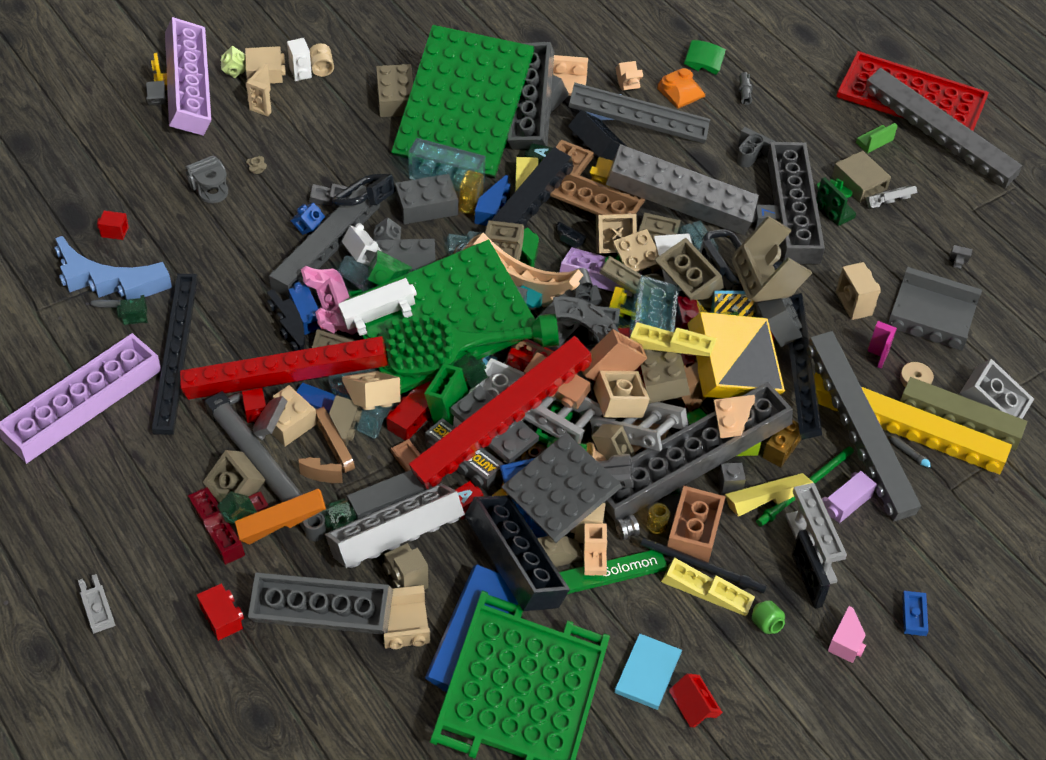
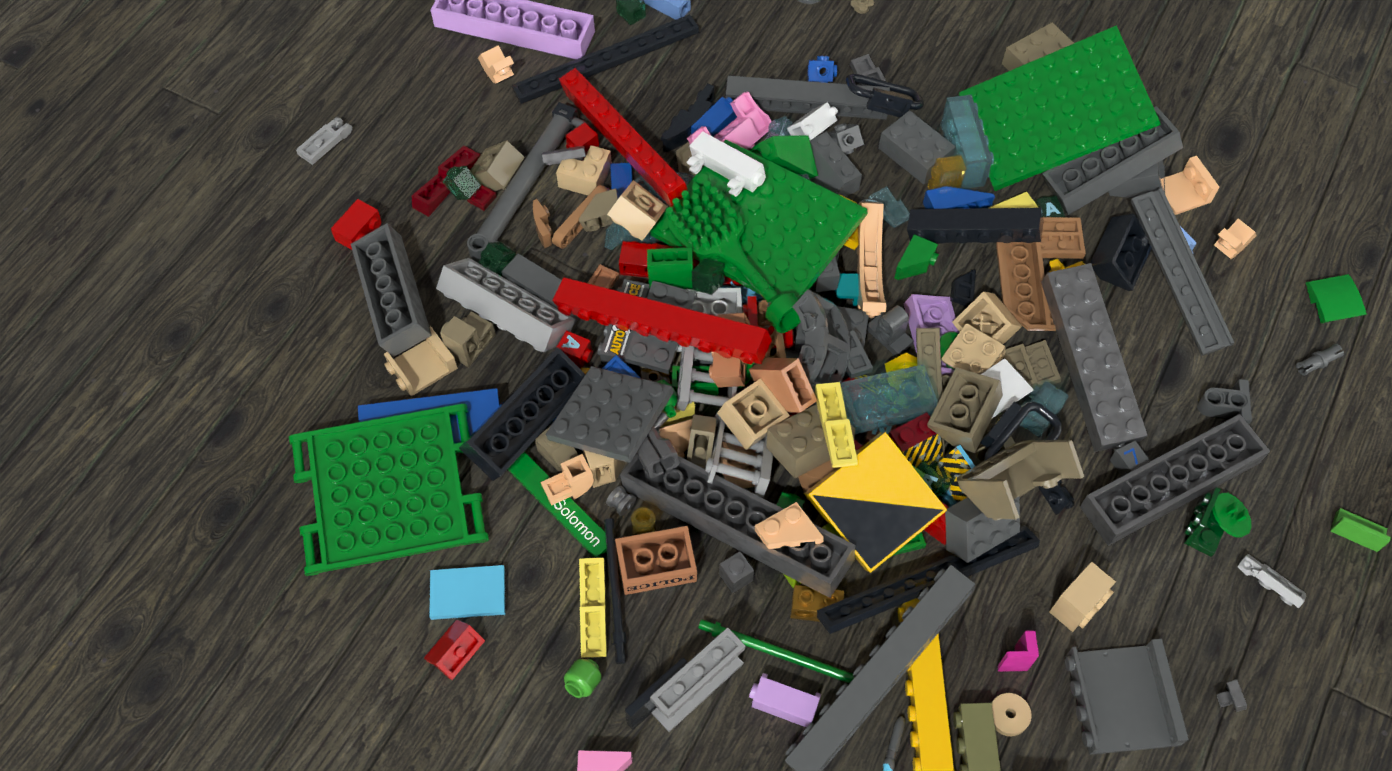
camera: 65 degrees right, 10 degrees up
(118, 432) = (496, 65): none -> light nougat brick
(283, 514) = (467, 215): orange slope -> none
(506, 236) = (901, 233): dark tan slope -> none
(680, 88) = (1265, 297): orange slope -> none
(753, 497) = (746, 621): light yellow slope -> none
(861, 176) = (1278, 536): dark tan brick -> none

